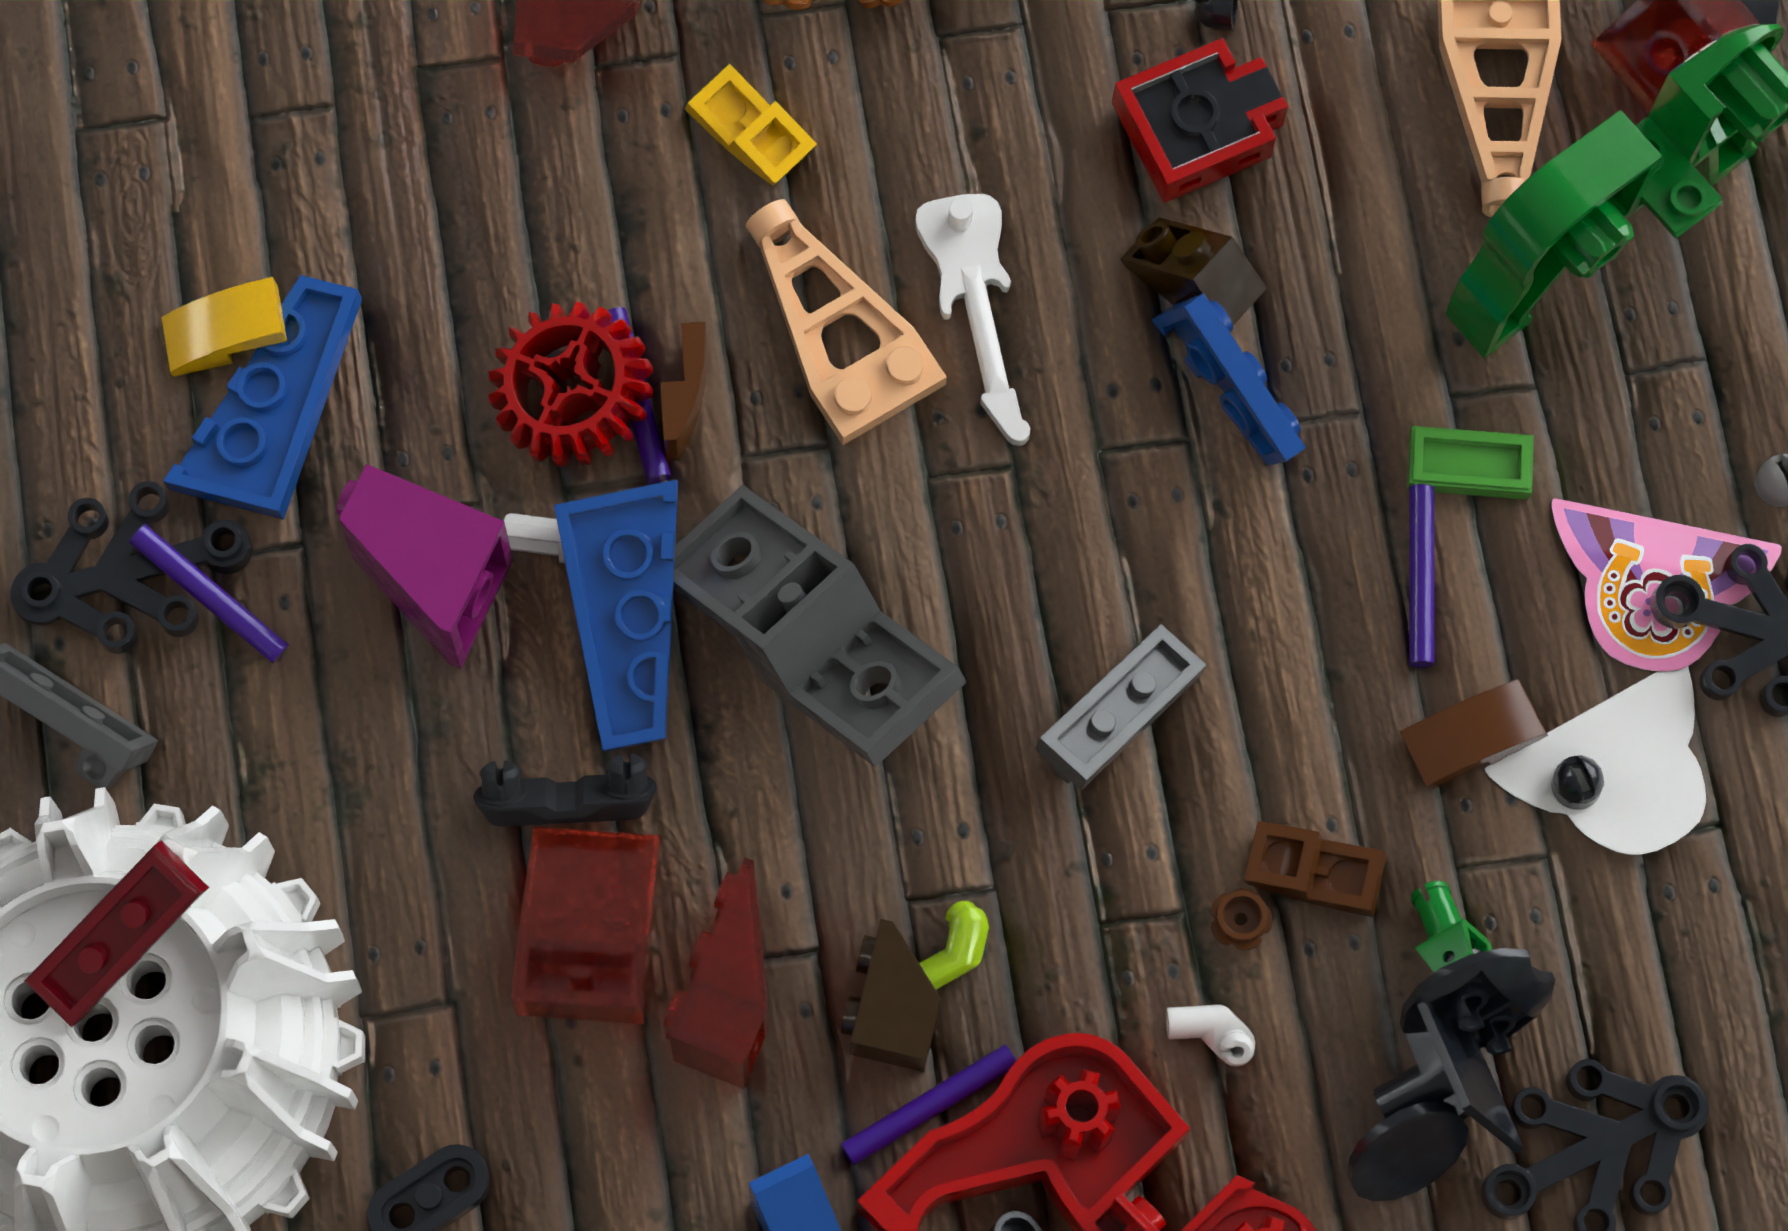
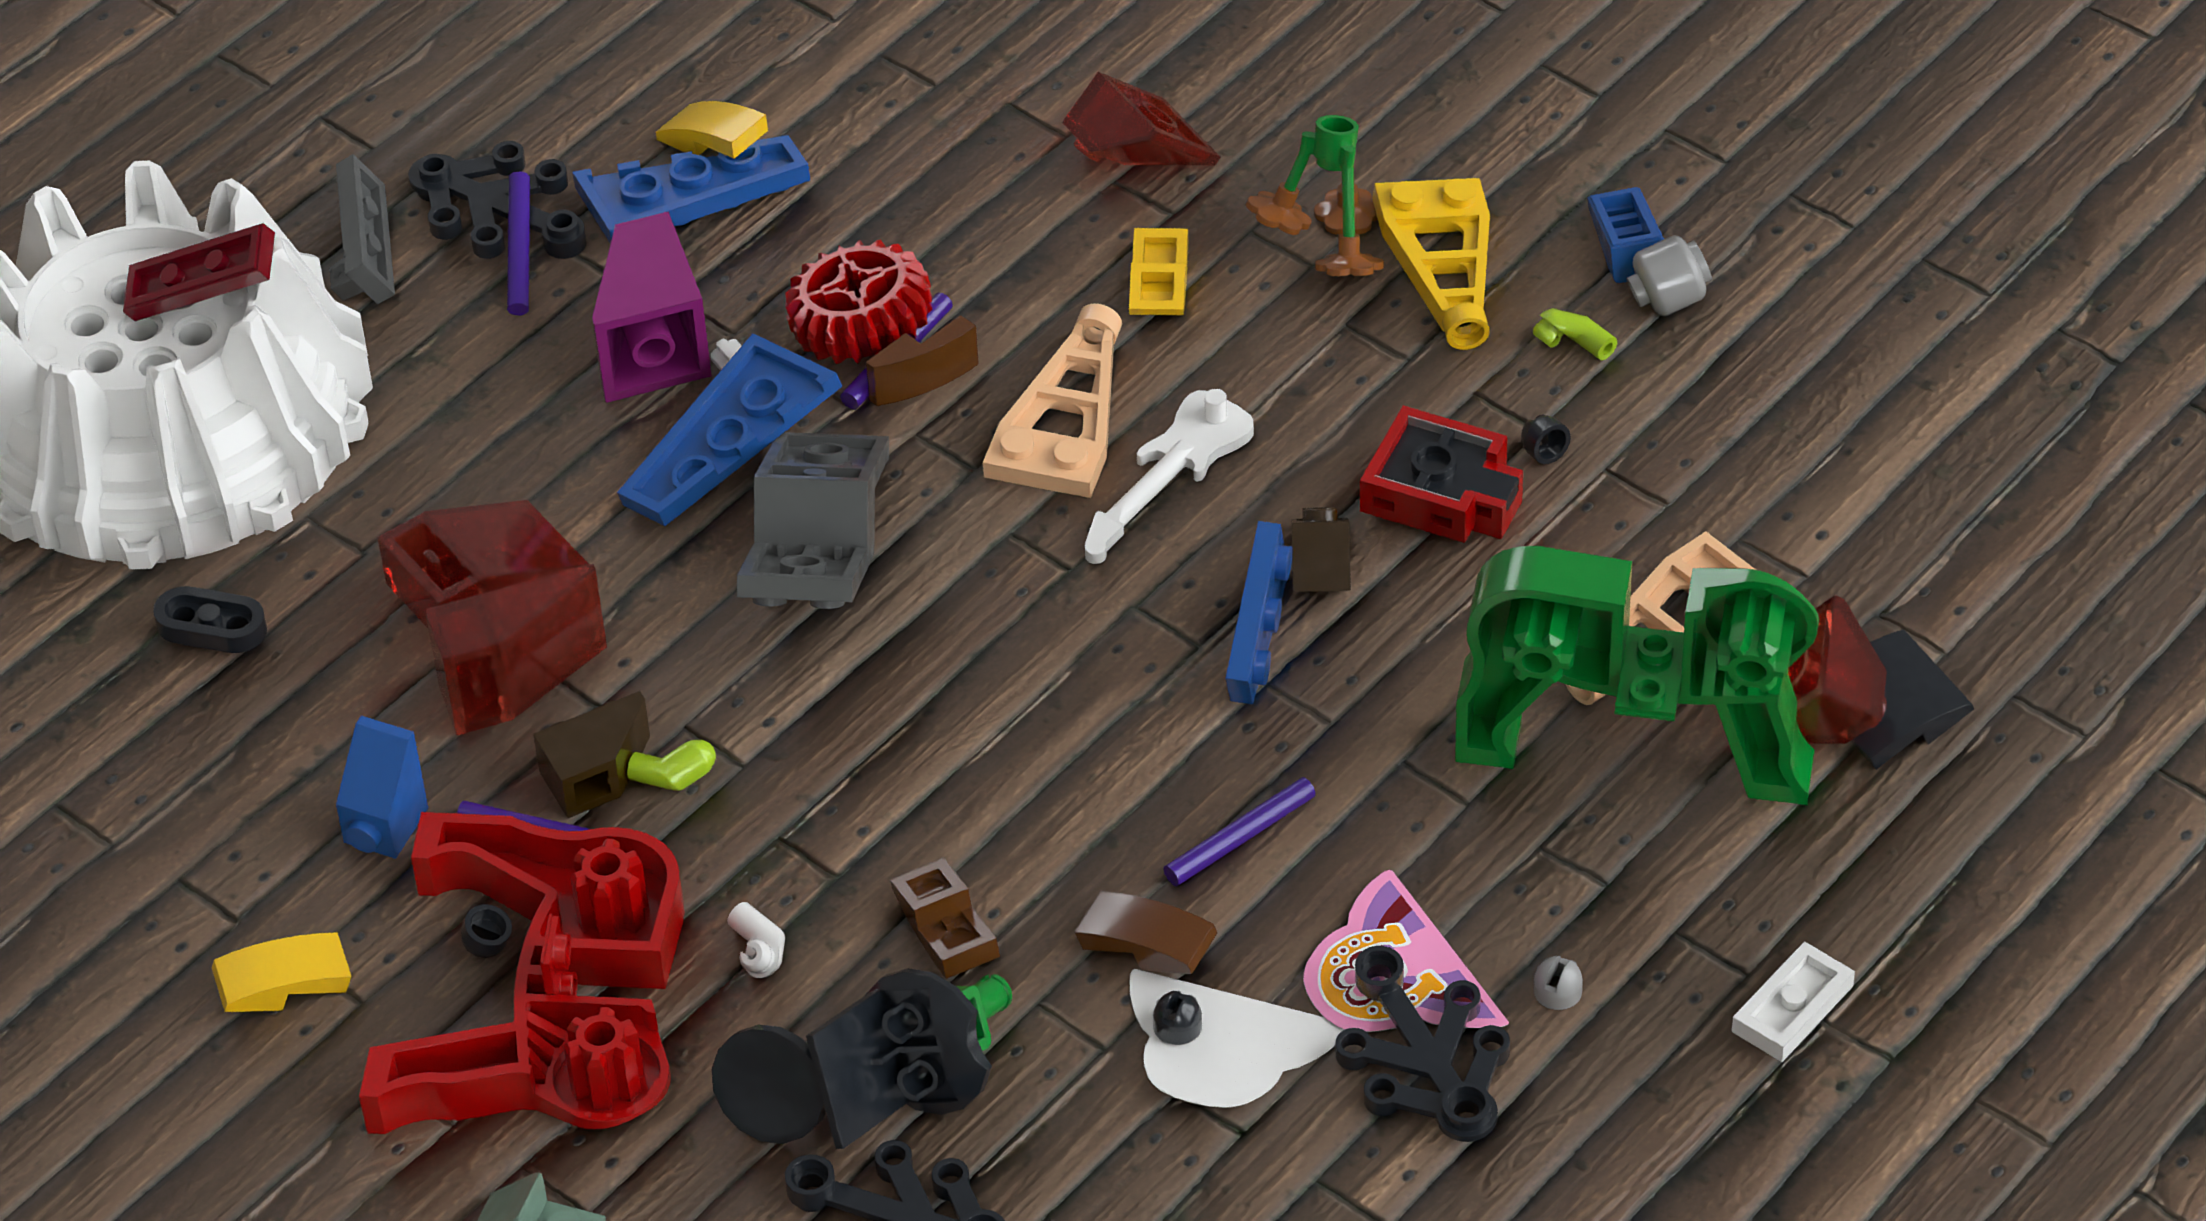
camera: 55 degrees right, 25 degrees down
(541, 801) = (594, 524): black piece -> none
(1120, 707) = (943, 726): hinge -> none
(1252, 907) = (860, 899): reddish brown plate -> none
(1471, 462) = (1361, 802): bright green tile -> none

